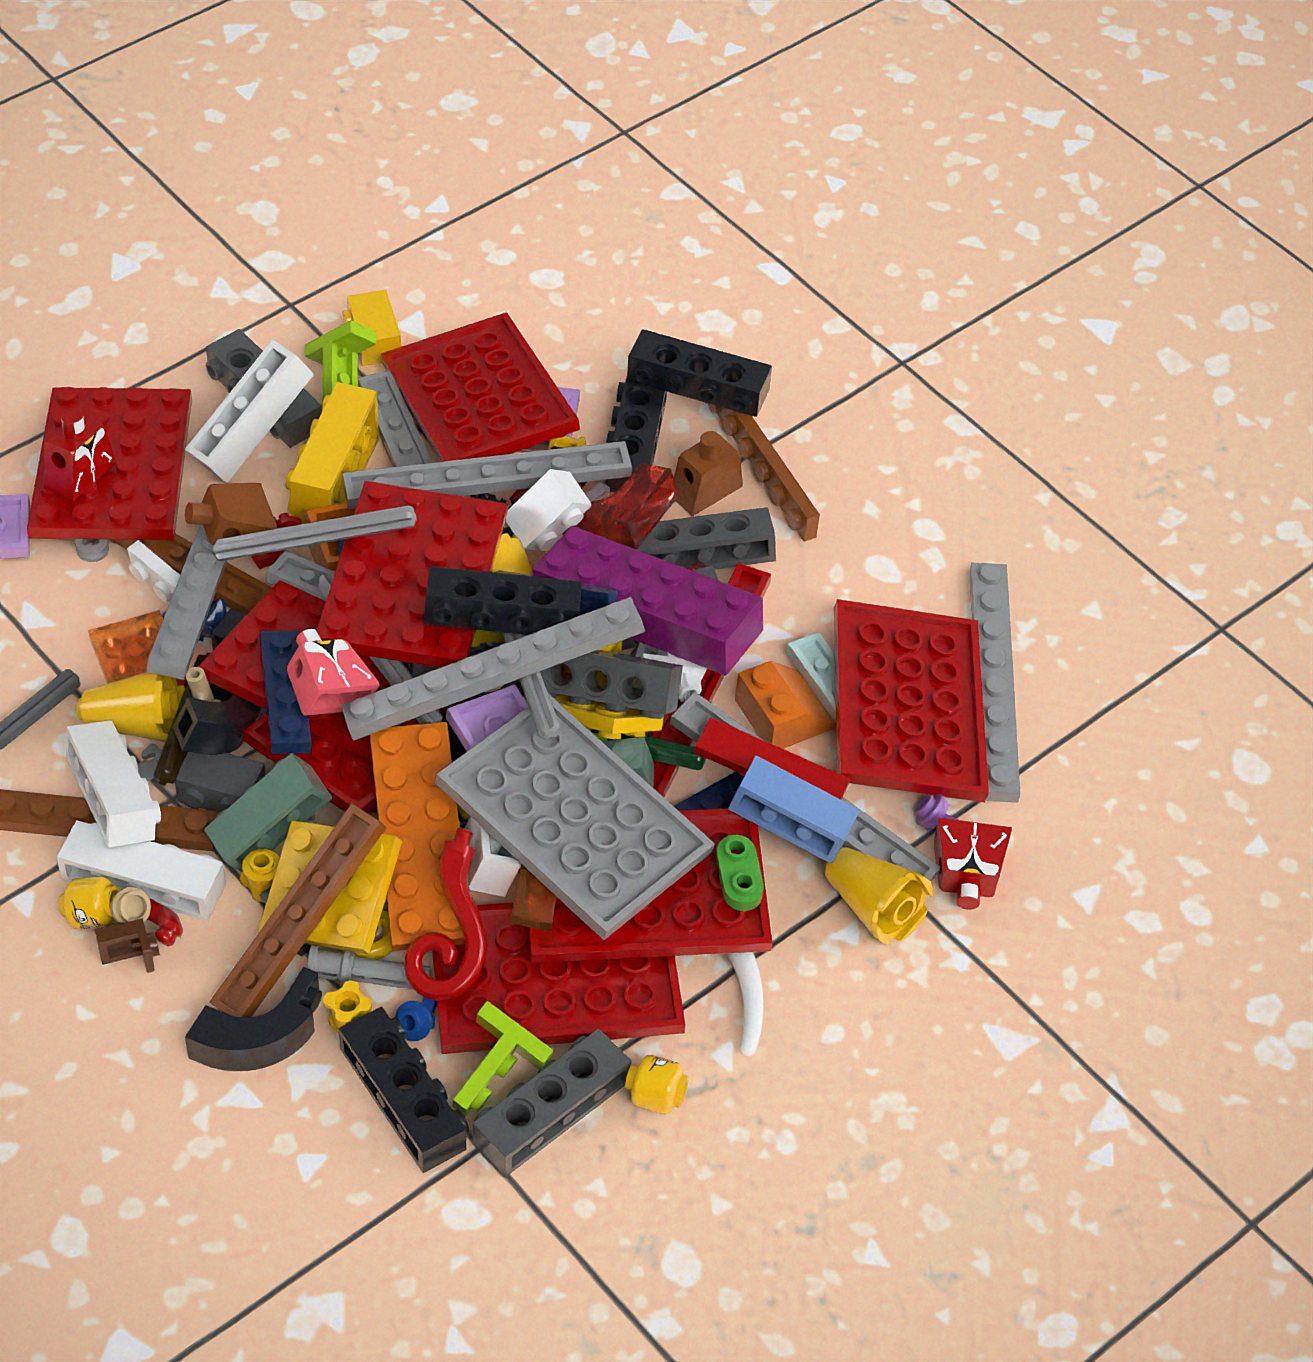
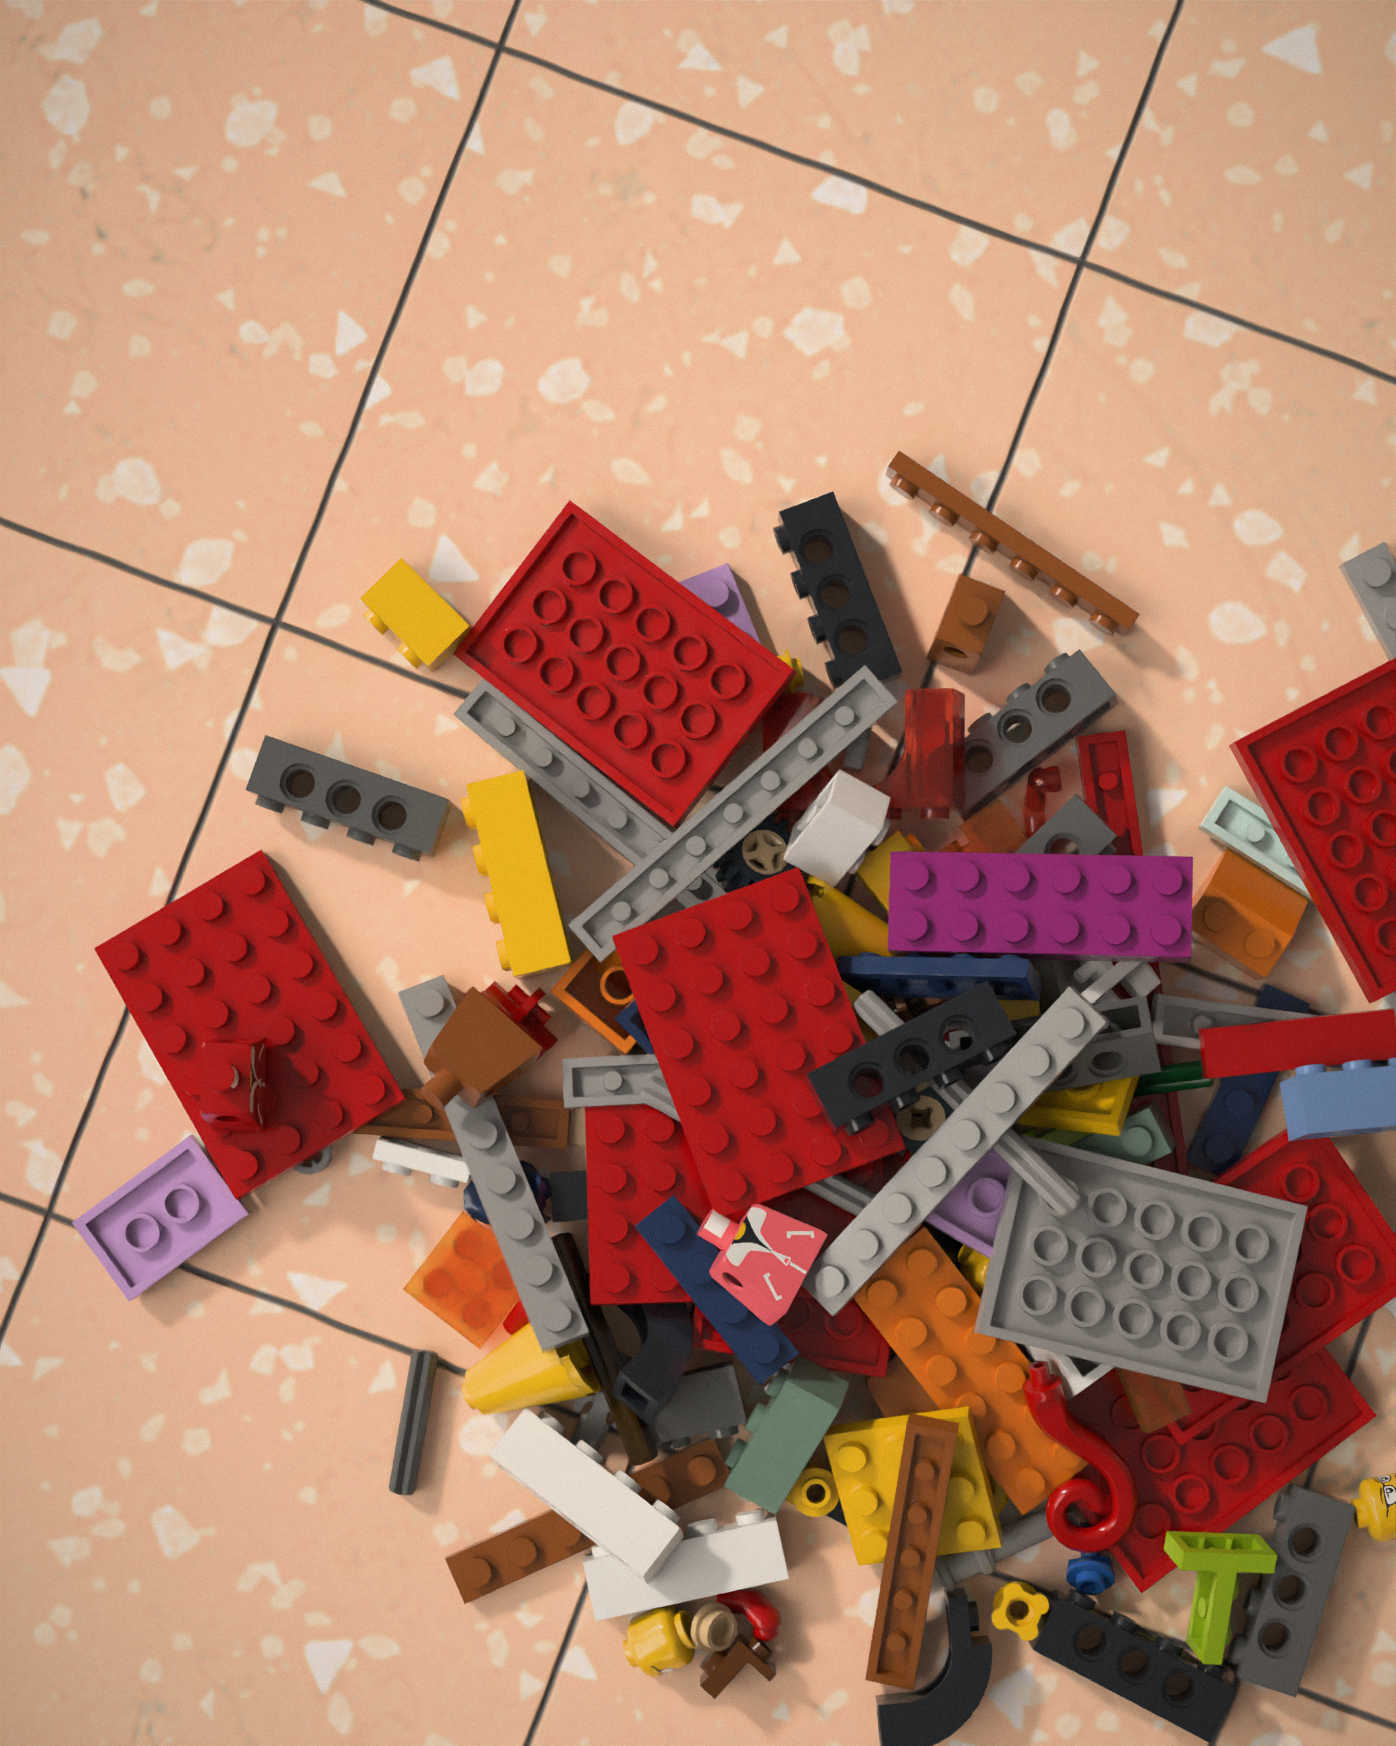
camera: 25 degrees left, 35 degrees up
(199, 684) = (613, 1325): tan arm -> none
(249, 411) = (382, 878): white brick -> none
(315, 533) = (613, 1059): light grey axle -> none
(339, 353) = (427, 720): lime bracket -> none
(699, 372) = (951, 457): black brick -> none
(739, 869) = (1347, 1217): bright green plate -> none

